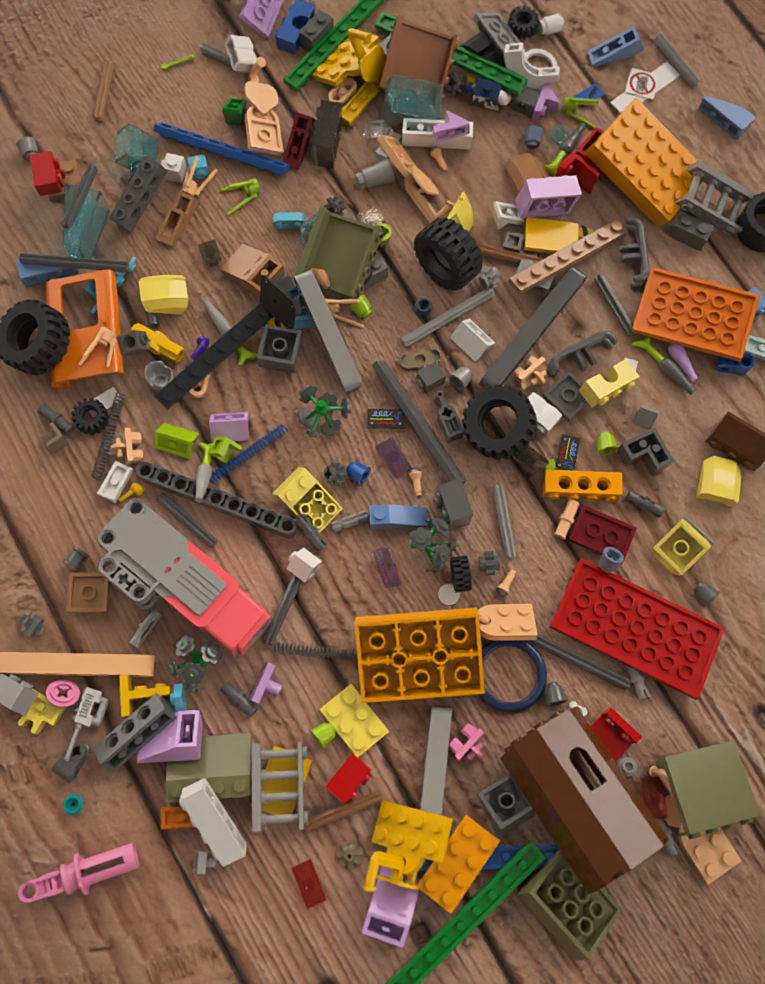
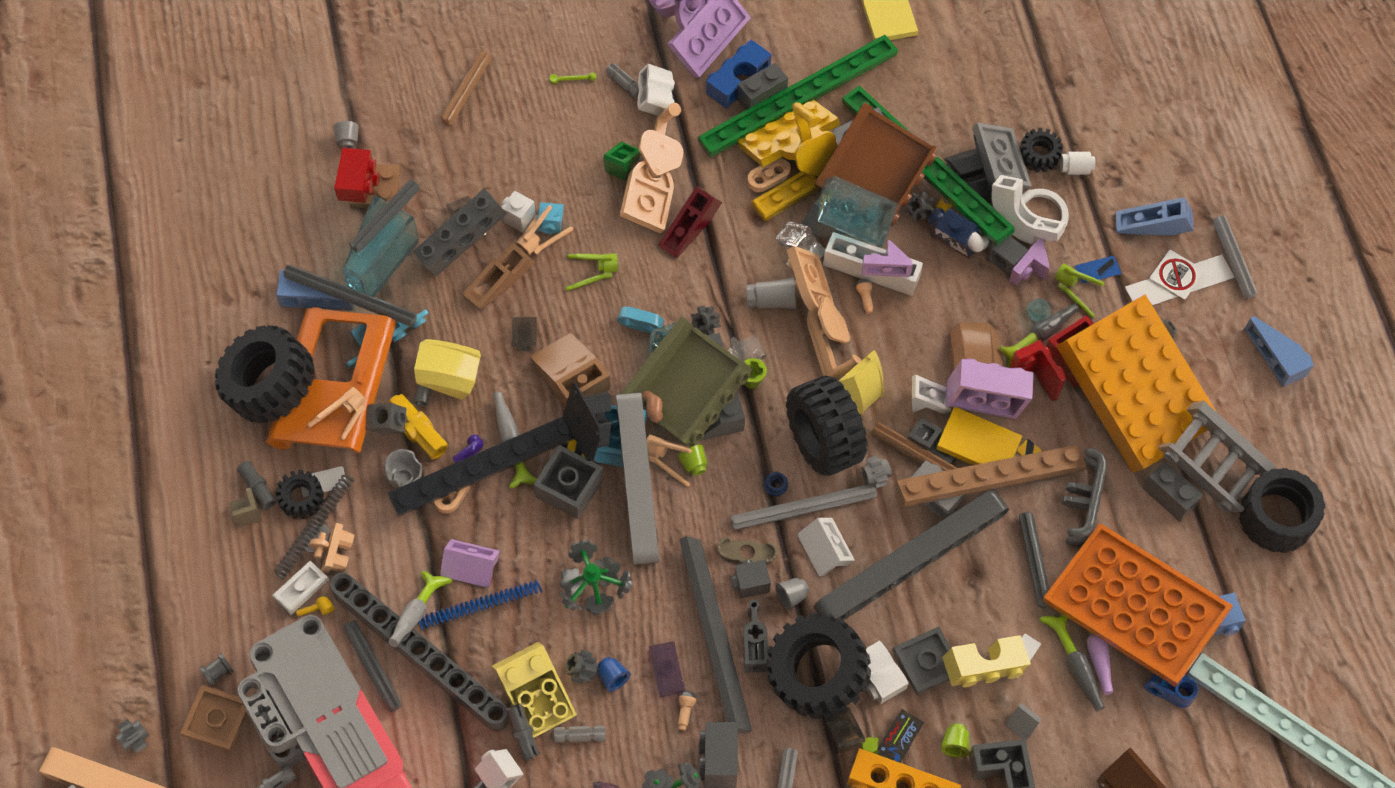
camera: 20 degrees right, 10 degrees down
(133, 145) = (479, 169): clear light blue slope -> none
(175, 440) = (394, 558): lime panel -> none
(215, 147) = (582, 199): blue plate -> none
(223, 448) = (450, 588): lime panel -> none
(326, 134) = (727, 224): clear smoke brick -> none
(385, 419) = (674, 615): clear smoke tile -> none
(397, 517) = (641, 748): medium blue slope -> none
(533, 136) = (1001, 304): sand blue hat -> none
(533, 374) = (889, 616): light nougat hips -> none
(583, 346) = (963, 600): dark grey piece -> none

